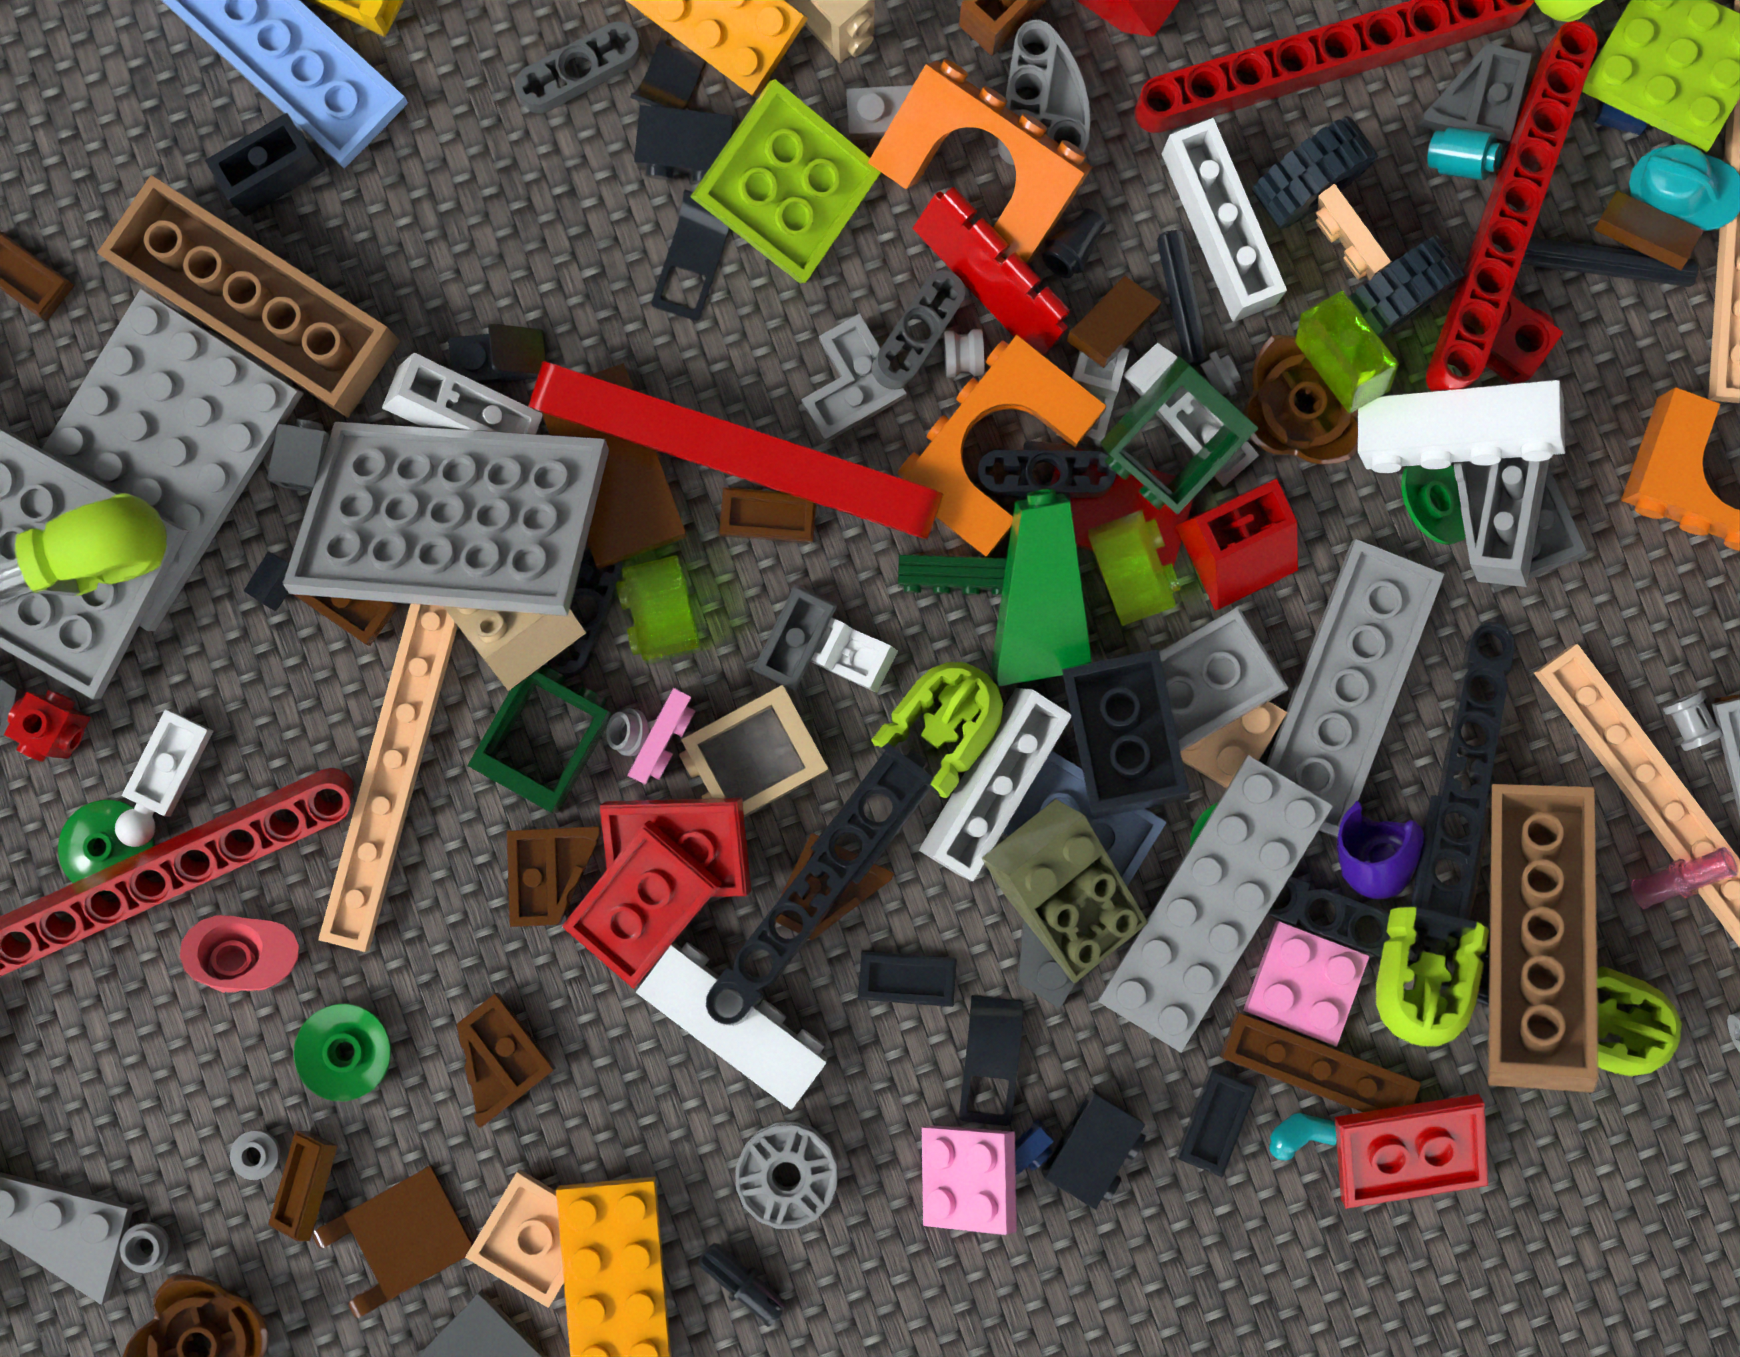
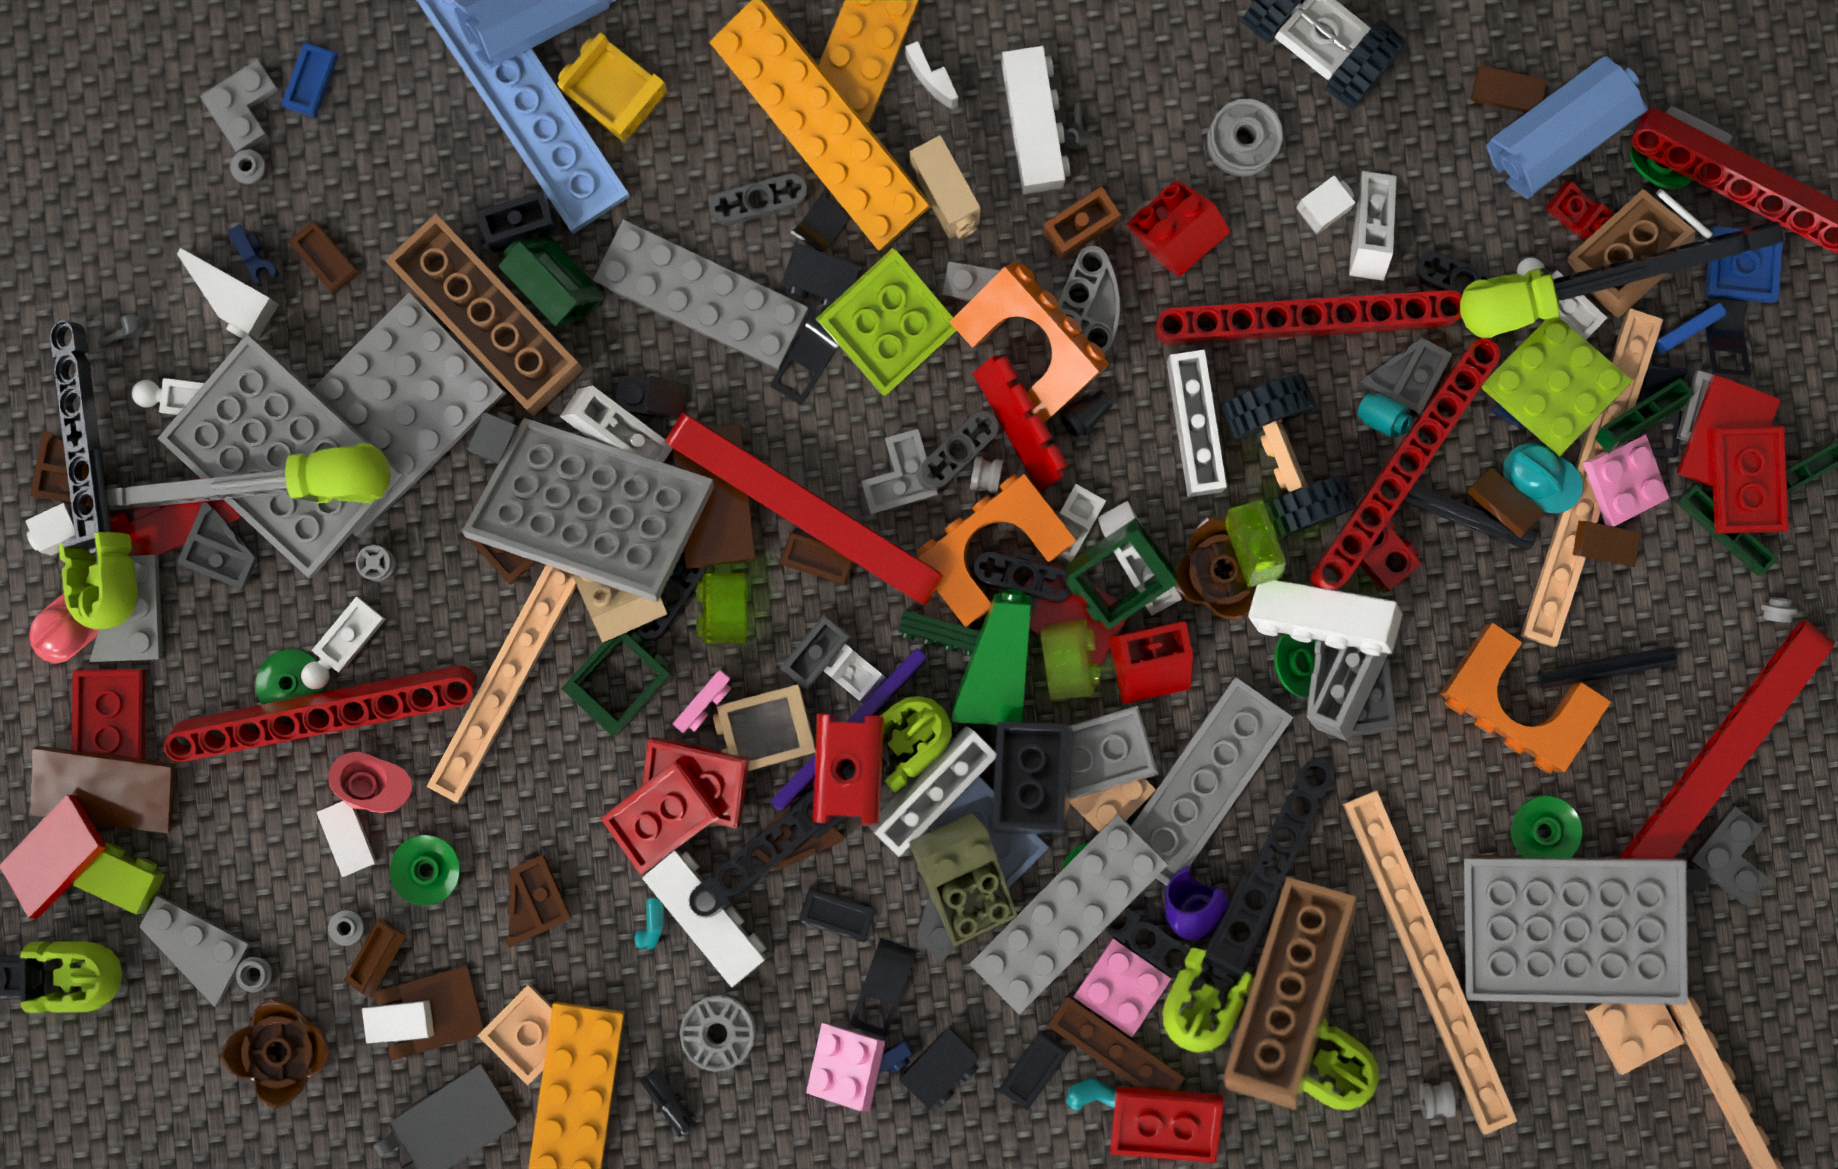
camera: 20 degrees right, 0 degrees up
(46, 725) = (281, 591): red brick -> none
(171, 656) = (370, 558): none -> light grey wheel
(228, 1035) = (346, 838): none -> white tile
(268, 580) = (451, 522): black tile -> none
(326, 228) = (551, 280): none -> dark green window
(353, 1264) = (398, 1021): none -> white tile
(531, 208) = (701, 295): none -> light grey plate
(546, 872) = (598, 777): reddish brown wing -> none
(627, 731) = (680, 690): light grey plate -> none
(668, 1052) = (654, 925): none -> teal arm
(852, 752) = (832, 790): none -> red piece
(864, 731) = (869, 708): none -> dark purple tile
(1114, 321) = (1100, 477): reddish brown tile -> none
(1183, 297) = (1155, 471): black axle -> none
(1221, 373) = (1168, 534): light grey plate -> none
(1684, 878) = (1409, 977): clear pink pin -> none
(1693, 720) = (1447, 866): light grey bush -> none

